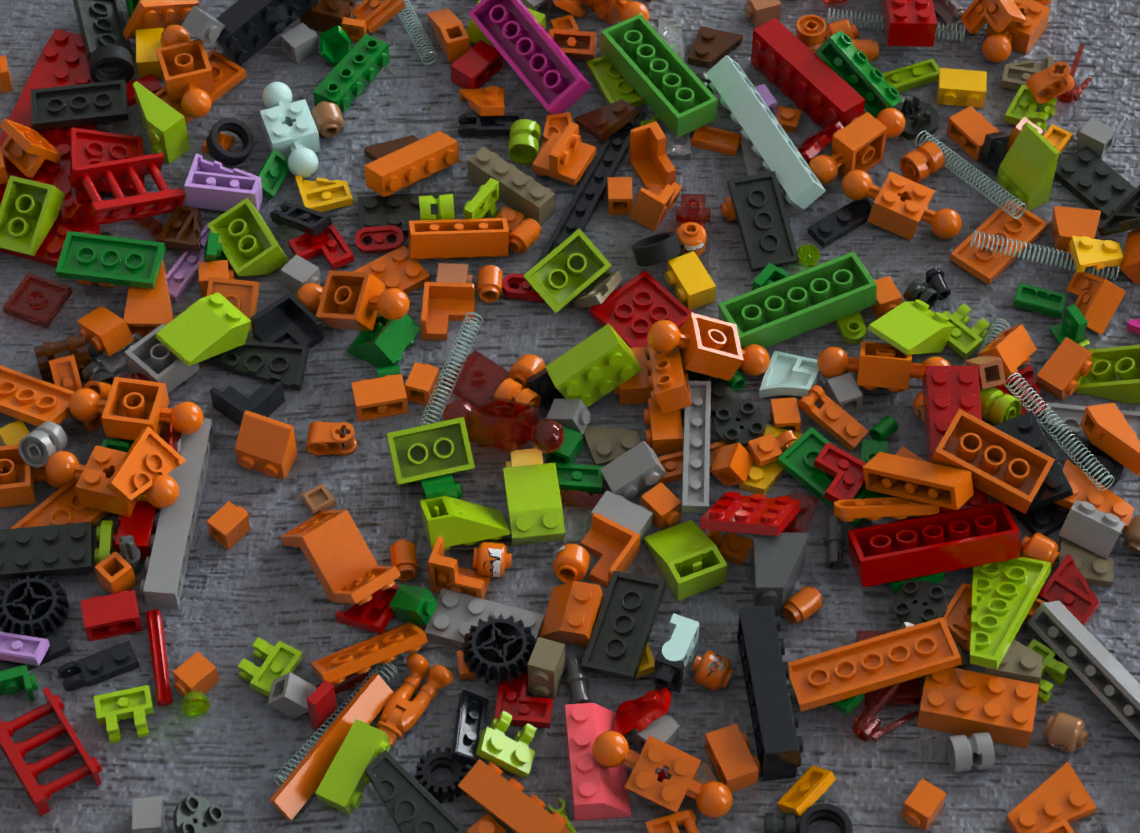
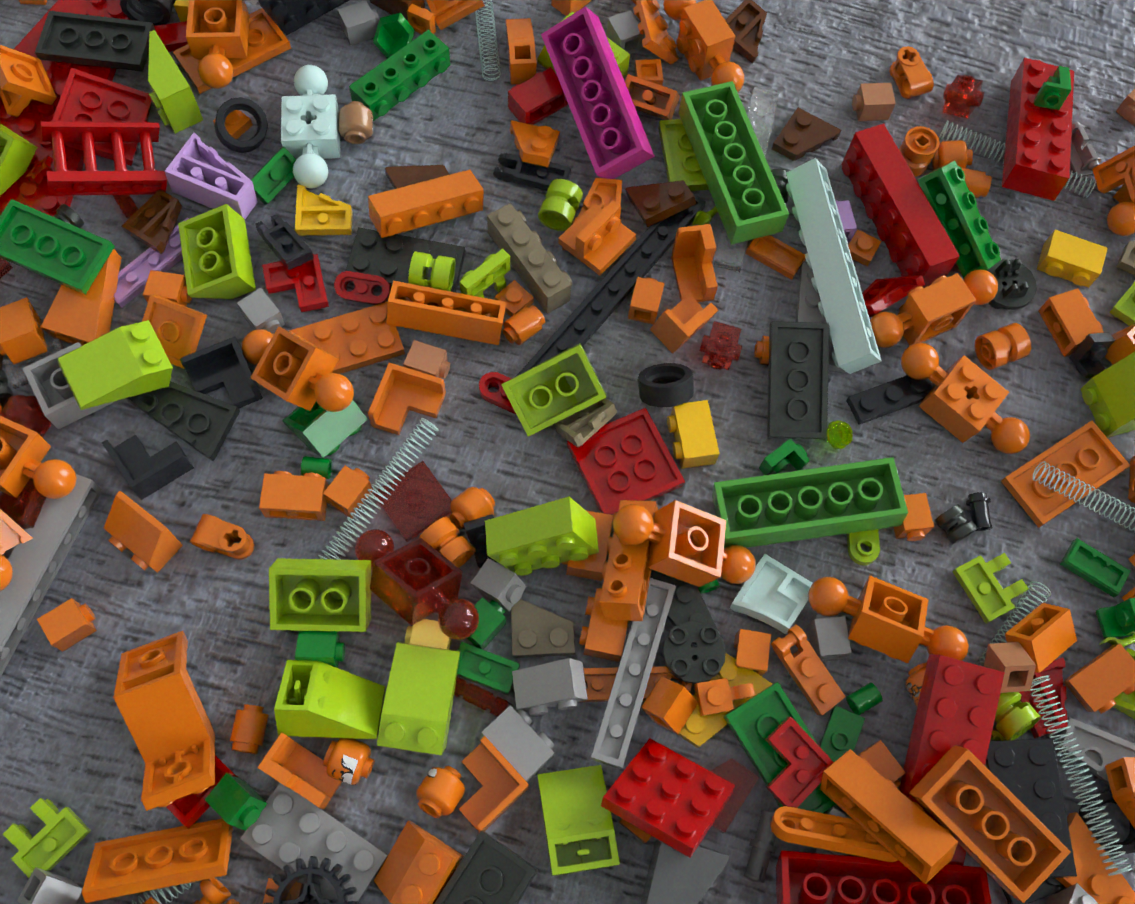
camera: 10 degrees right, 15 degrees up
(213, 249) = (171, 259): green bracket -> none
(318, 499) = (183, 614): medium nougat tile -> none
(489, 283) = (466, 377): orange brick -> none
(663, 505) = (570, 739): orange brick -> none
(691, 238) = (709, 380): orange head -> none
(913, 75) = (1019, 227): lime tile -> none
(914, 328) = (934, 579): lime slope -> none
(977, 179) = (1107, 435): light aqua piece -> none

